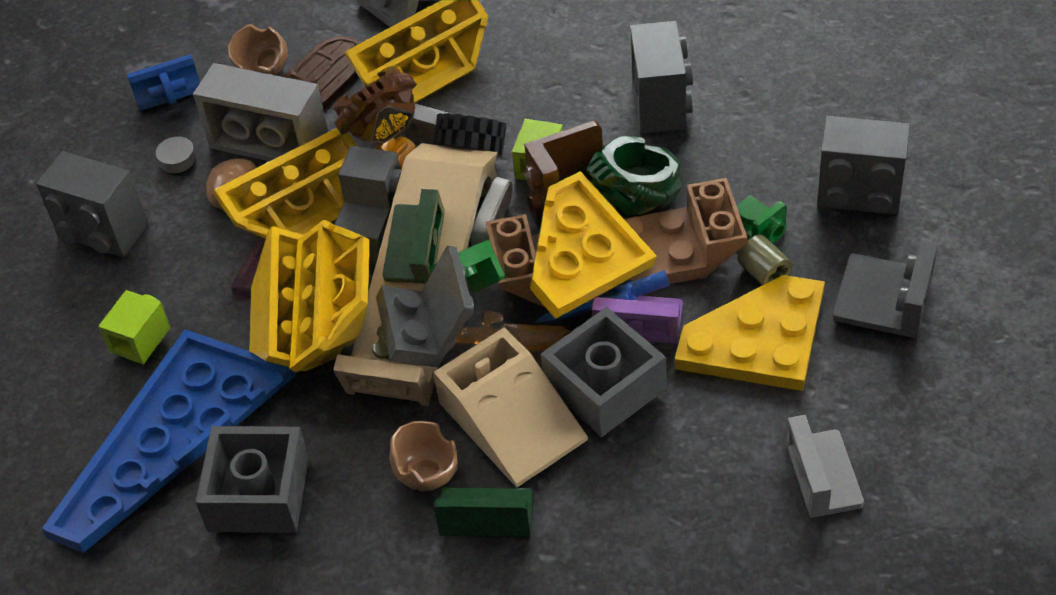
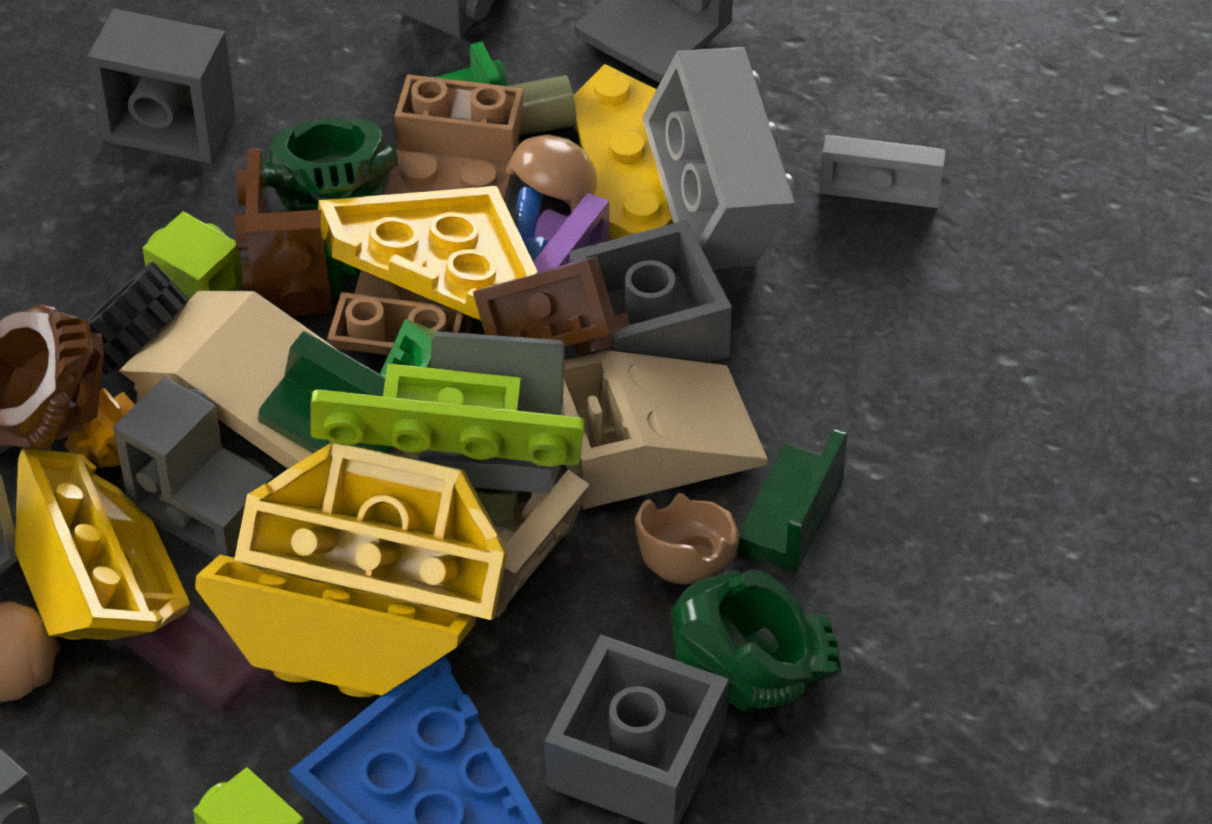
camera: 75 degrees left, 0 degrees up
(343, 515) = (720, 632): none -> dark green helmet
(404, 280) = (448, 414): none -> lime bracket
(527, 309) = (553, 304): none -> reddish brown bracket
(692, 283) = (554, 168): none -> medium nougat hair
(730, 354) = (719, 155): none -> light grey brick

